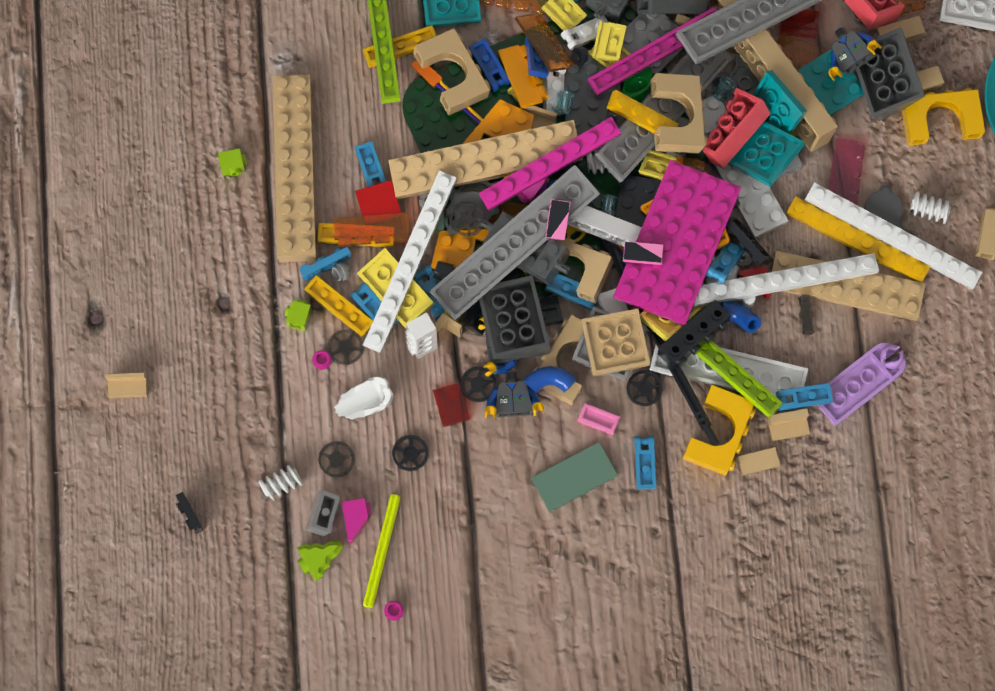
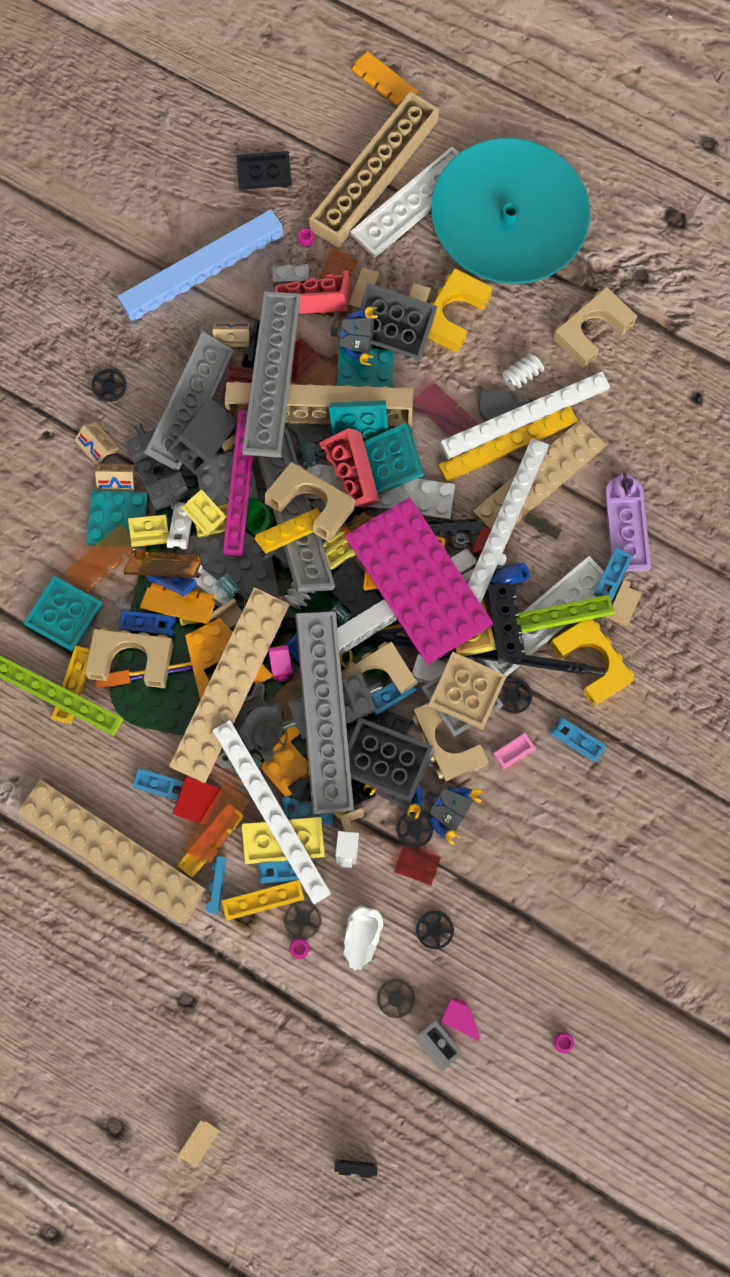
camera: 55 degrees left, 0 degrees up
(232, 162) = (66, 902): lime brick -> none
(280, 482) = (385, 1064): white piece -> none
(298, 314) = (244, 941): lime brick -> none
(318, 557) = (473, 1078): lime rock -> none
(341, 271) = (233, 876): light grey plate -> none
(381, 551) = (504, 1016): neon yellow axle -> none
(550, 163) = (277, 634): dark pink plate -> none
(550, 376) = (457, 764): blue cylinder -> none
(557, 219) = (332, 662): black tile -> none
(574, 477) = (550, 806): sand green tile -> none
(579, 56) = (198, 544): black plate -> none
(643, 253) = (410, 613): black tile -> none
(725, 262) = (460, 555): dark azure plate -> none
(758, 461) = (637, 649): tan tile -> none

